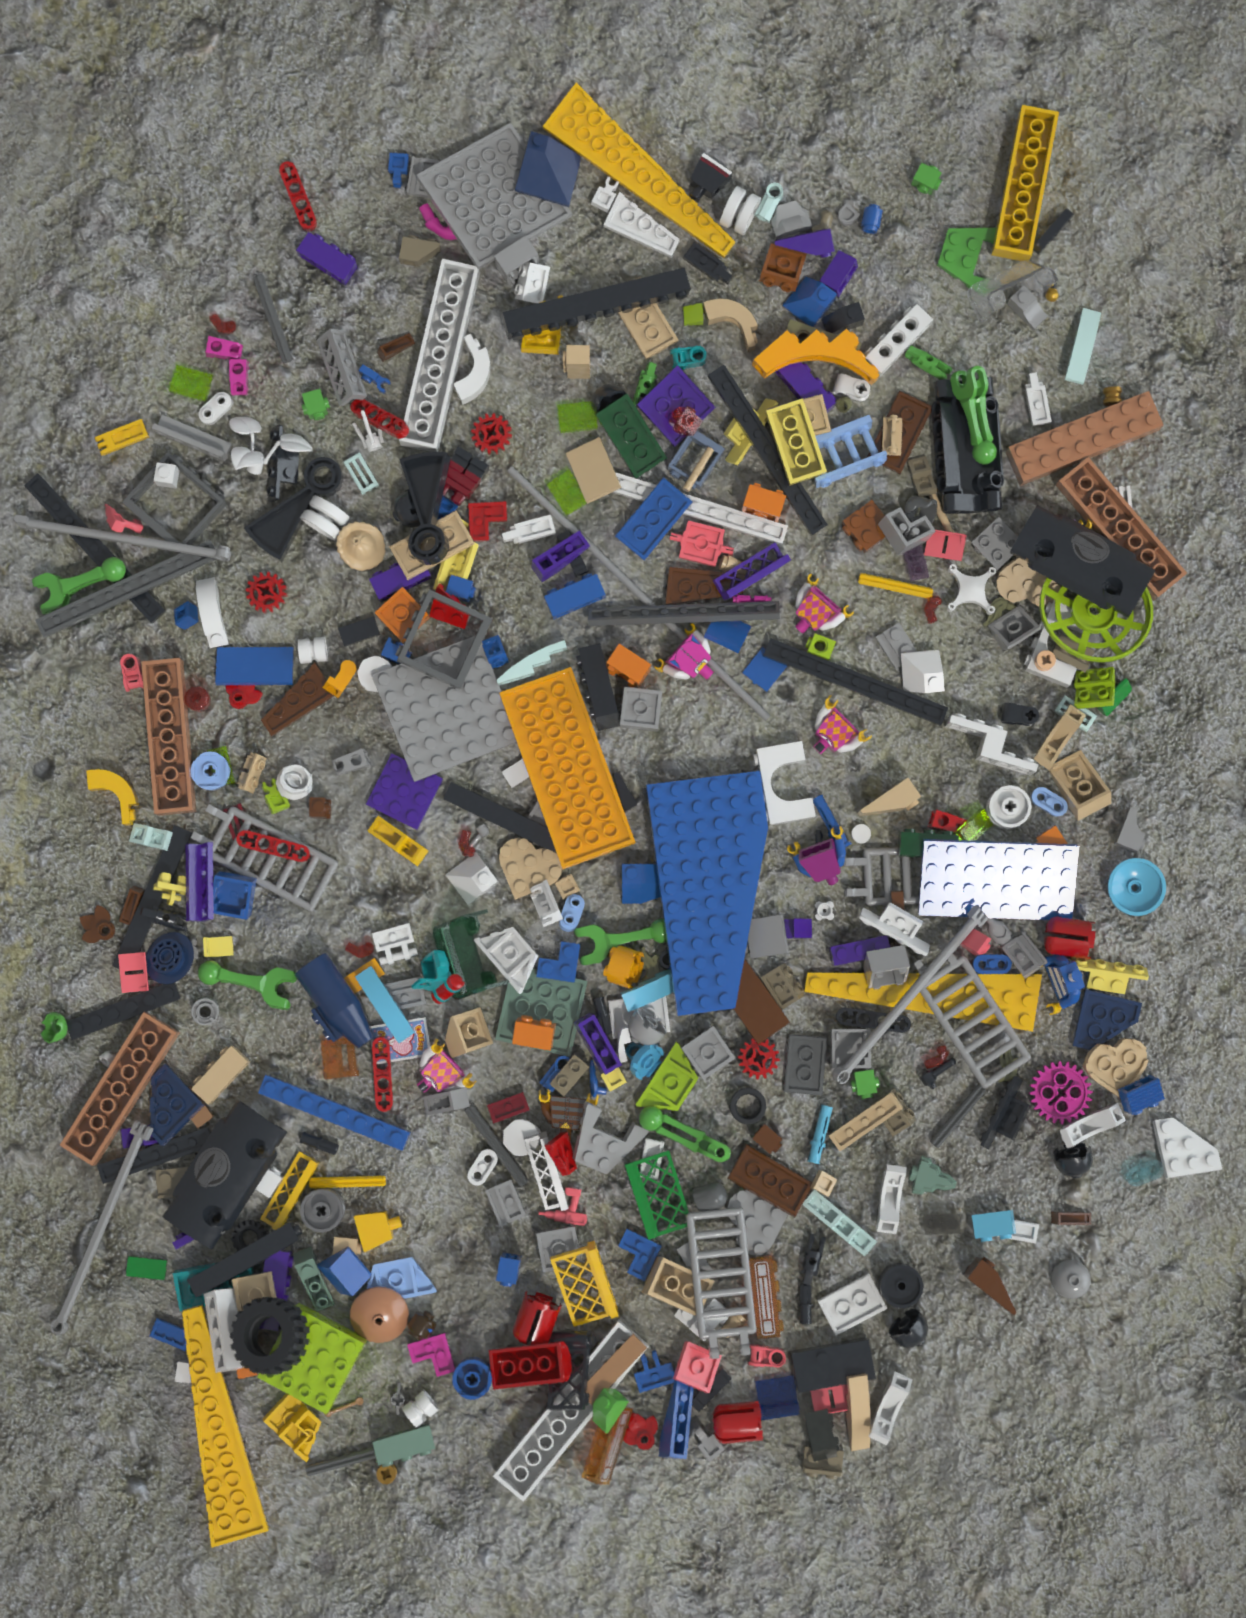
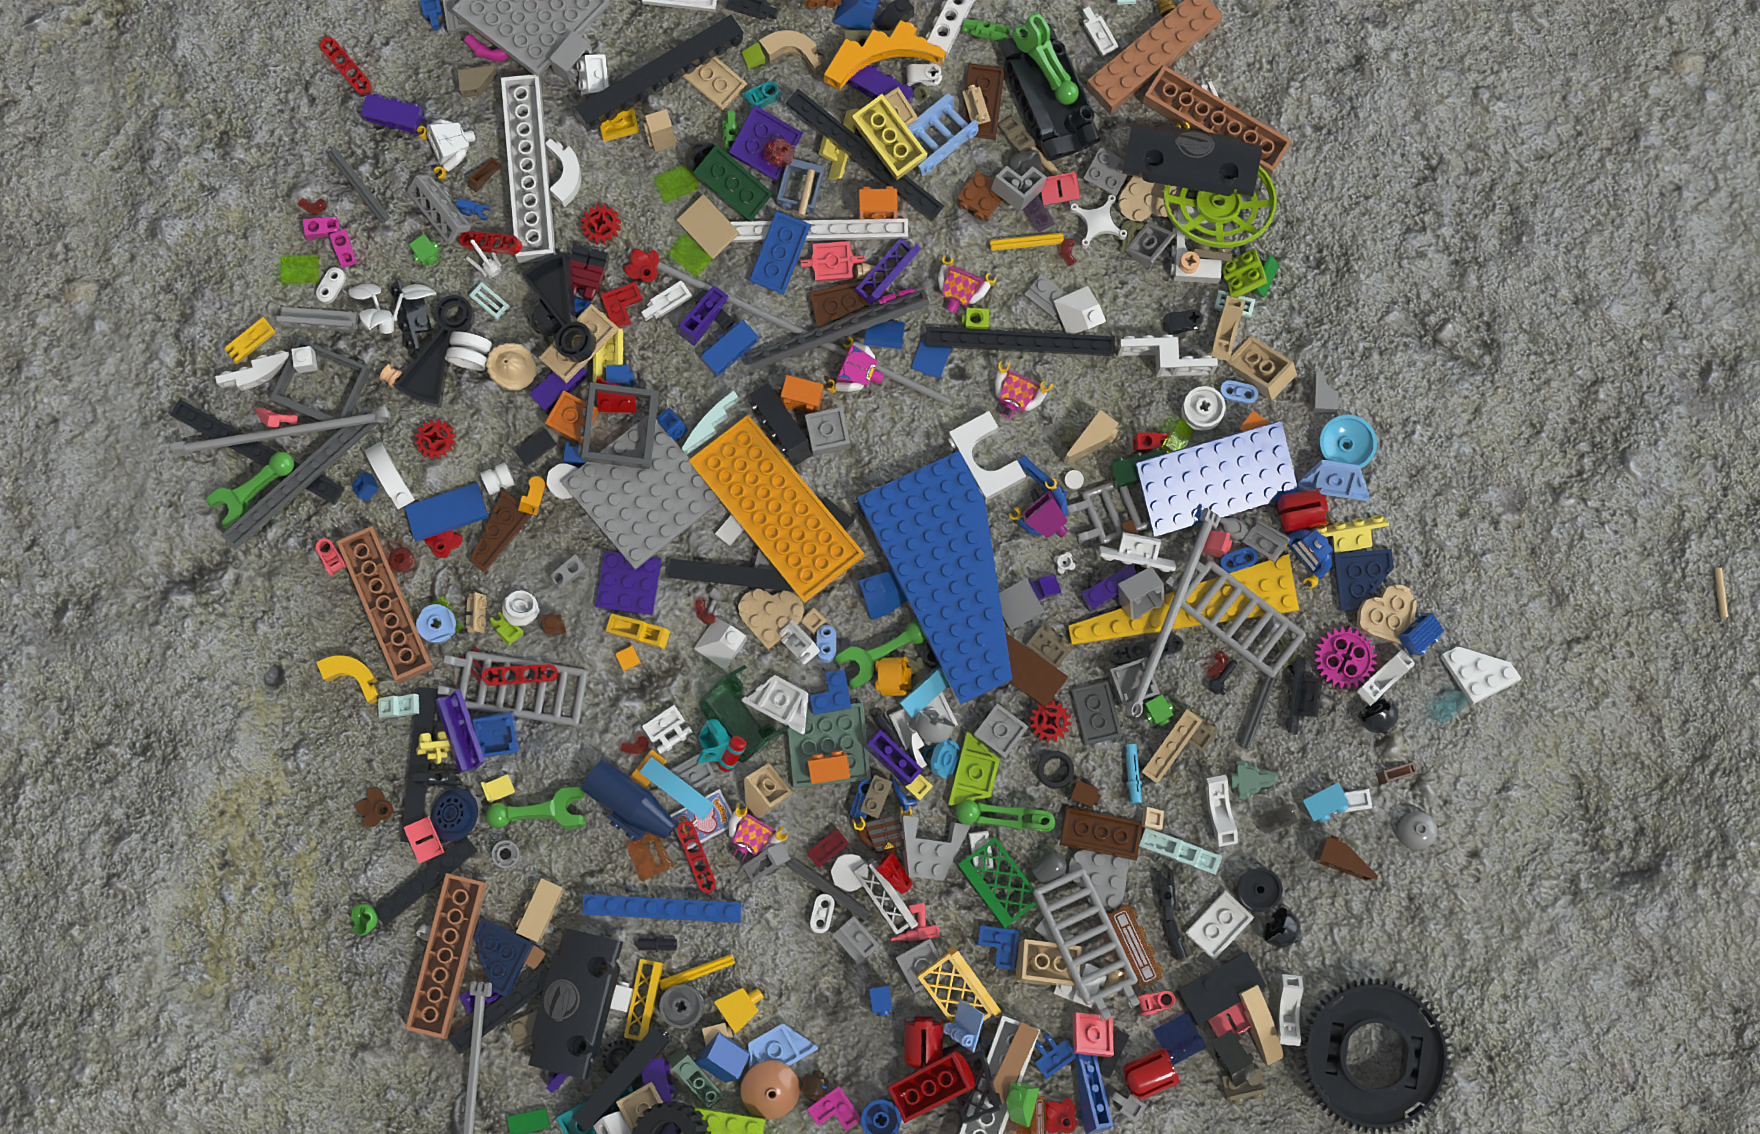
camera: 20 degrees left, 5 degrees down
(124, 471) = (263, 369): none -> white slope
(131, 904) = (401, 768): reddish brown piece -> none
(244, 516) = (390, 375): none -> light nougat wheel
(371, 305) = (447, 142): none -> white torso
(380, 863) = (628, 658): none -> light orange tile
(516, 485) = (641, 263): none -> red plate
(580, 1319) = (965, 1026): none -> light blue hinge
(996, 1499) = (1422, 1059): none -> black piece
(1111, 919) = (1336, 480): none -> light blue wing

